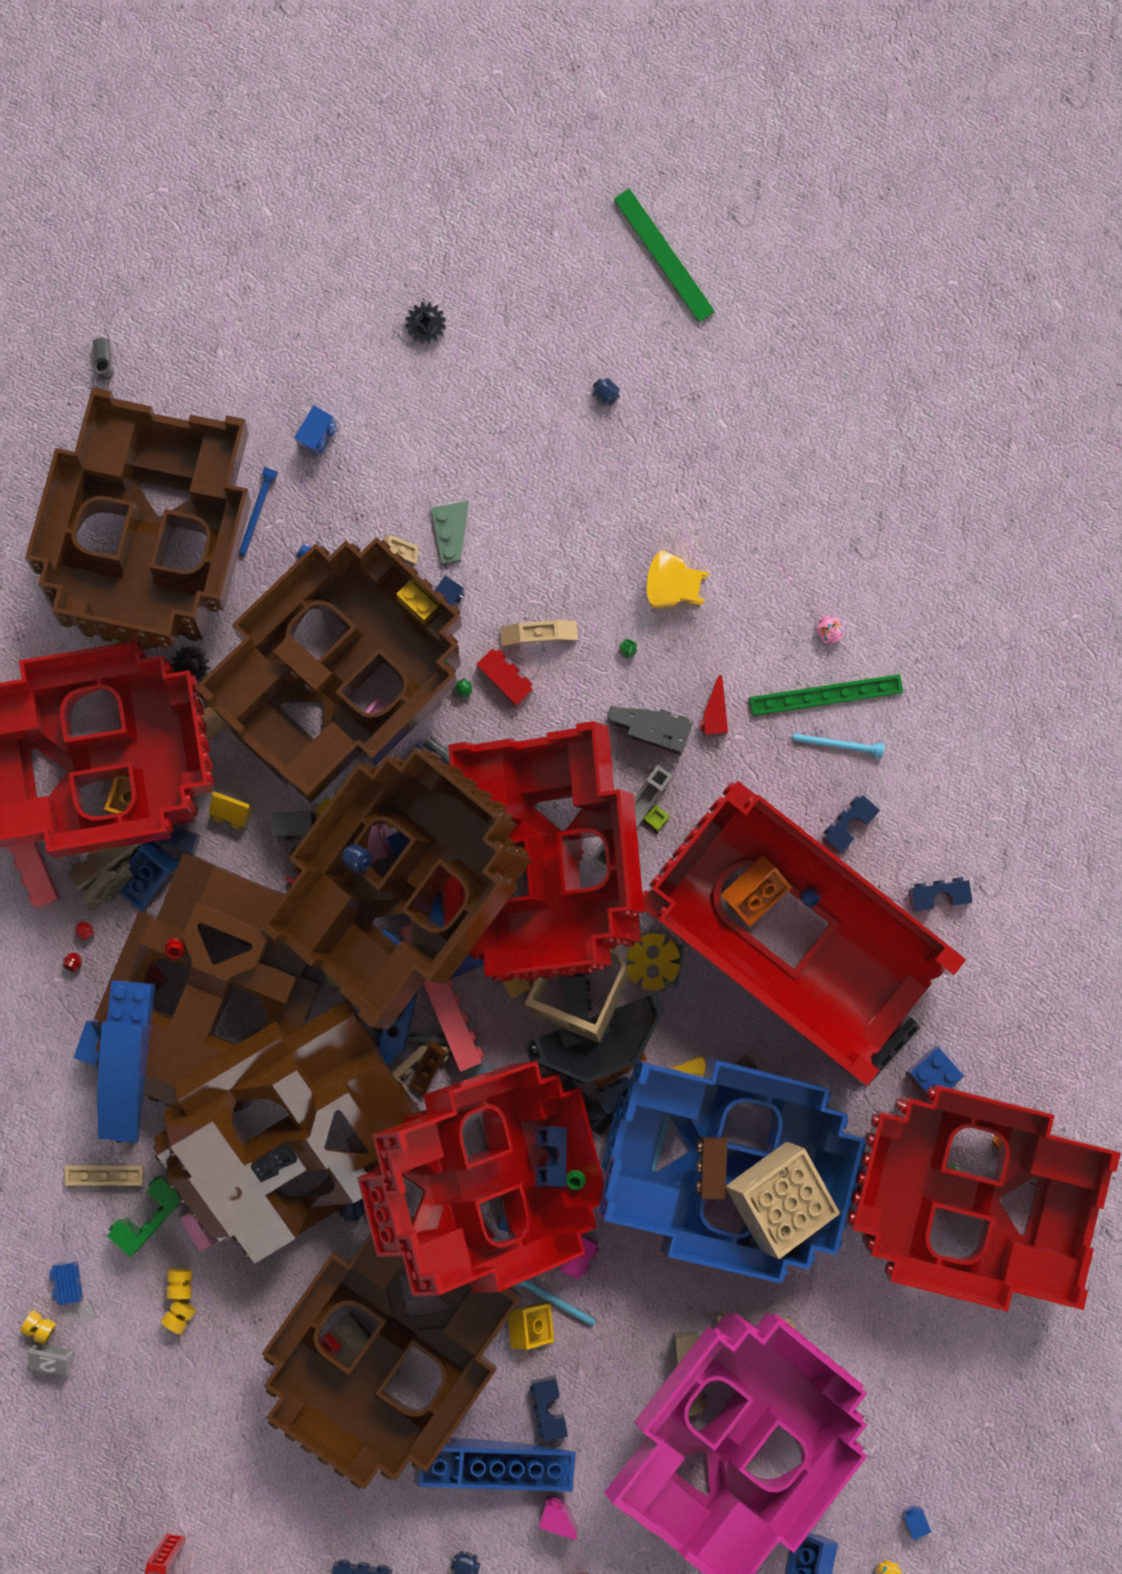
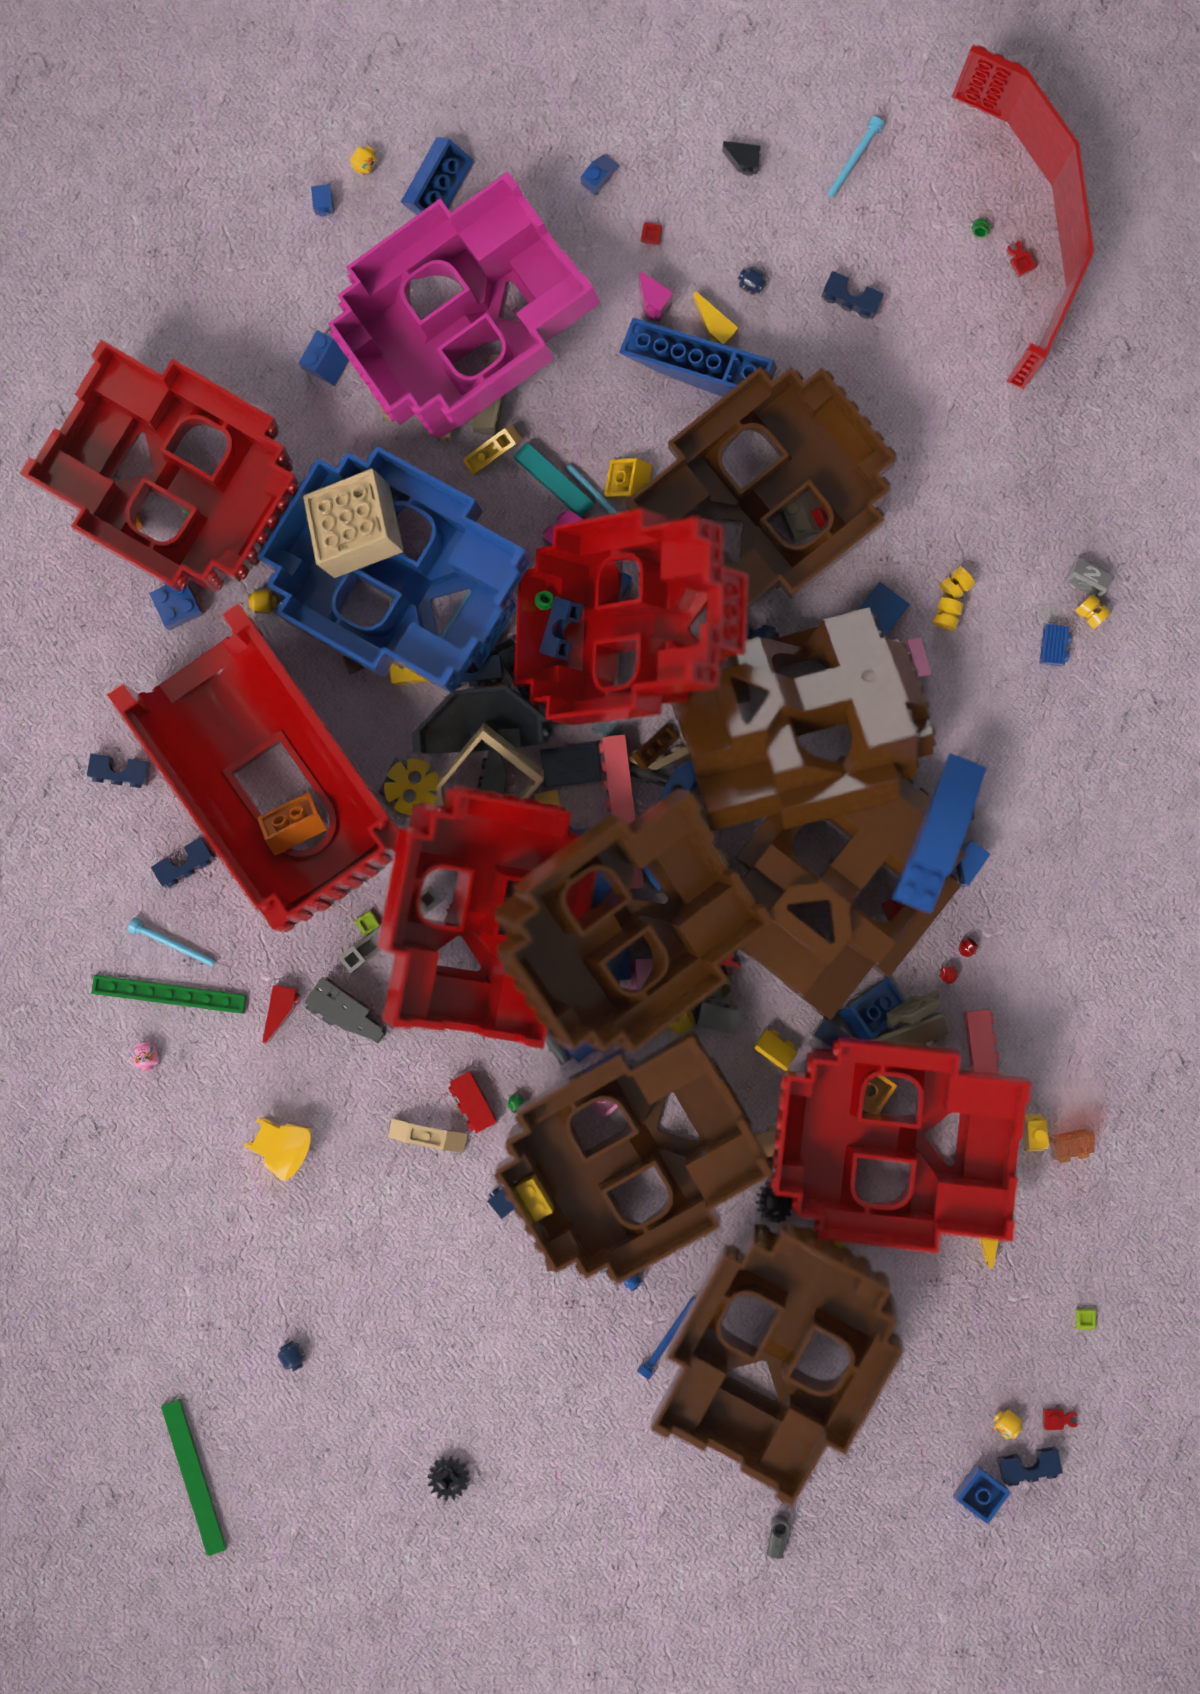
camera: 165 degrees left, 0 degrees up
(104, 1175) = (992, 736): tan plate -> none
(130, 1236) = (983, 671): green plate -> none
(174, 948) = (862, 927): red plate -> none
(243, 1273) = (886, 606): none -> blue slope
(273, 1161) = (825, 693): black slope -> none
(302, 665) = (663, 1168): reddish brown brick -> none
(316, 431) = (586, 1400): blue brick -> none
(356, 858) = (662, 961): dark blue head -> none
(405, 549) = (534, 1258): tan plate -> none
(450, 530) = (484, 1264): sand green wing -> none
(487, 1508) = (717, 326): none -> yellow slope
(505, 1027) = (570, 765): none -> dark blue tile
(551, 1425) = (634, 383): dark blue arch -> none
(604, 1304) = (553, 480): none -> teal beam
(628, 648) = (345, 1095): green plate -> none
(672, 1318) = (492, 449): none -> yellow slope
(711, 1167) = (410, 572): reddish brown brick -> none
(810, 897) = (242, 802): blue plate -> none
(852, 1100) = (262, 601): none -> yellow head
(865, 1360) = (324, 358): none -> blue slope
(895, 1044) = (205, 642): black tile -> none

